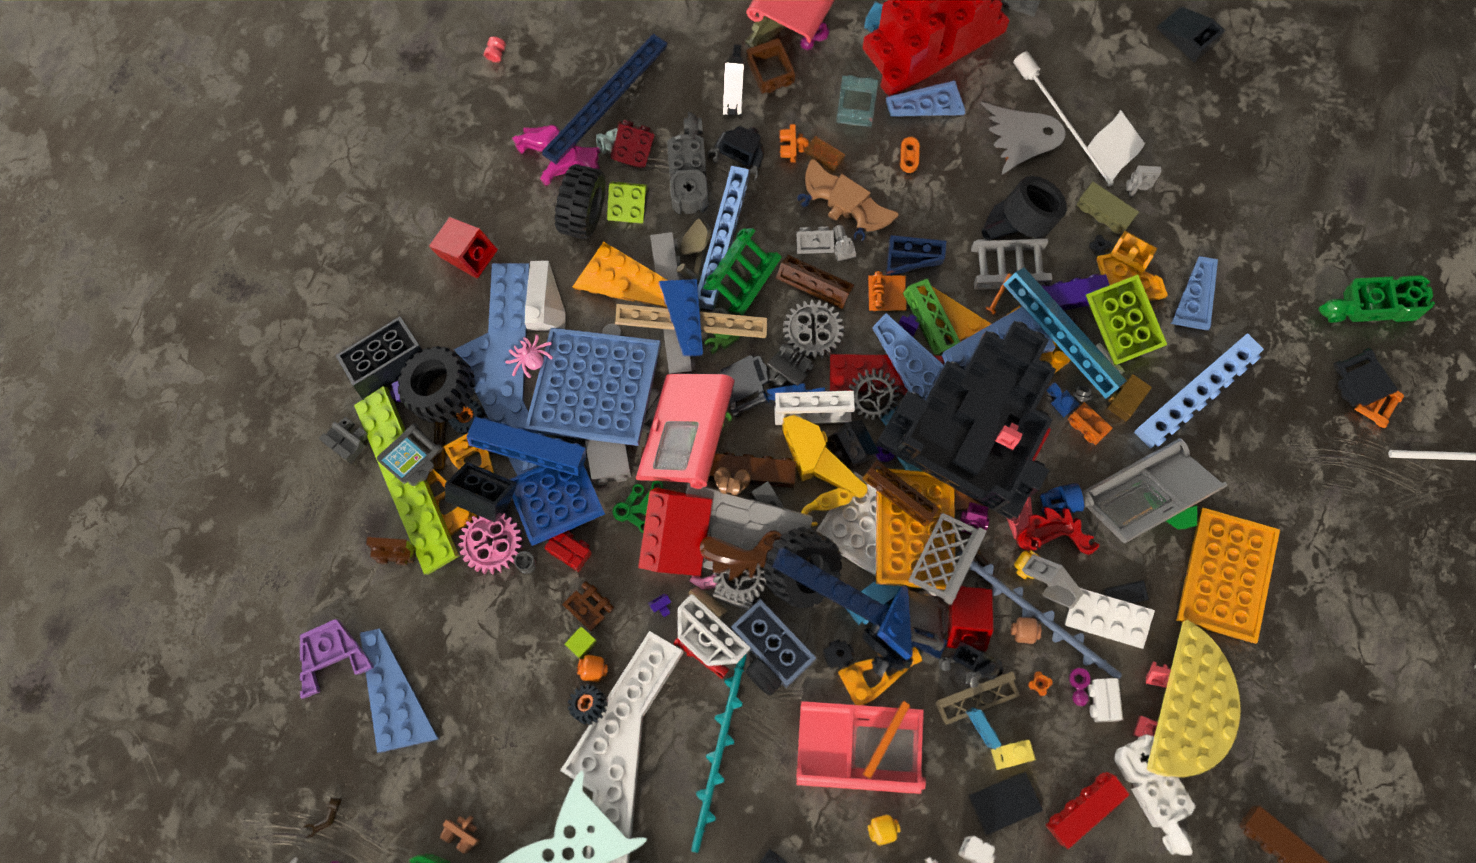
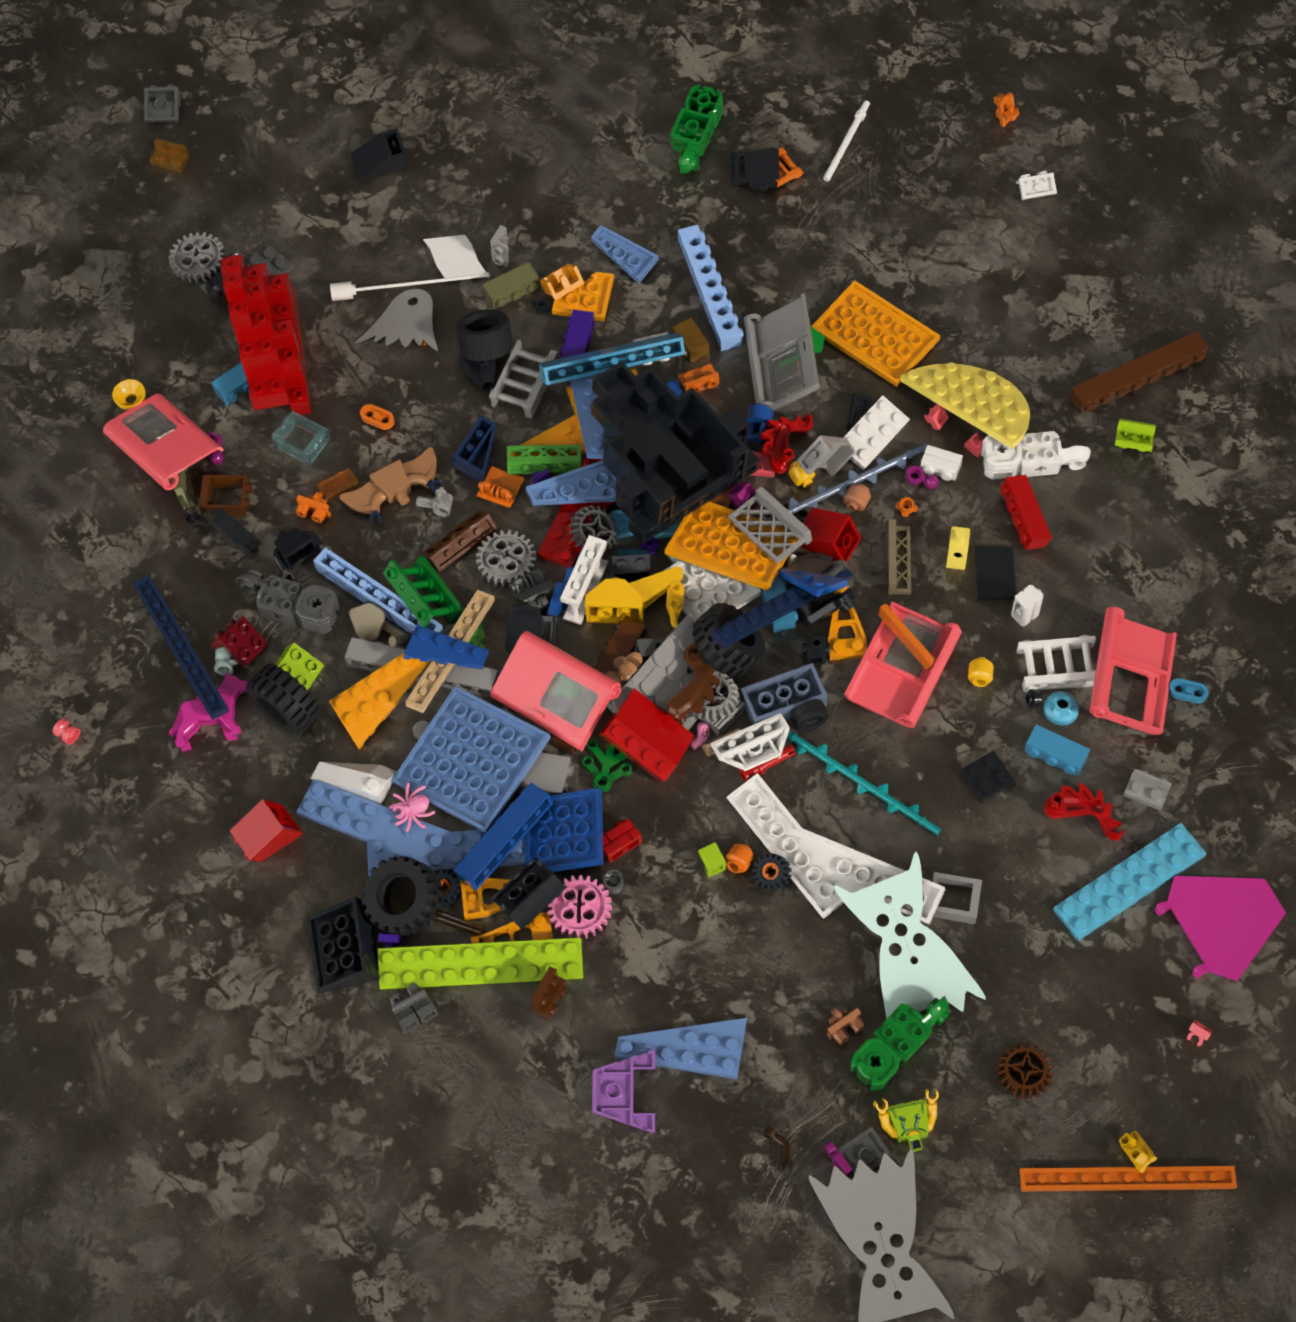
camera: 65 degrees left, 10 degrees down
(407, 459) = (465, 947): piece -> none
(583, 610) = (682, 847): reddish brown plate -> none
(660, 604) = (705, 779): dark purple tile -> none
(815, 240) = (420, 525): light grey bracket -> none
(898, 495) = (697, 540): reddish brown fence -> none
(928, 101) = (332, 381): medium blue wing -> none
(975, 660) = (867, 543): black torso -> none
(982, 726) = (926, 560): dark azure plate -> none
(998, 296) = (556, 409): orange piece -> none
(1009, 436) = (688, 432): coral tile -> none
(1083, 393) = (670, 372): dark grey plate -> none
(1126, 320) = (623, 308): lime slope -> none

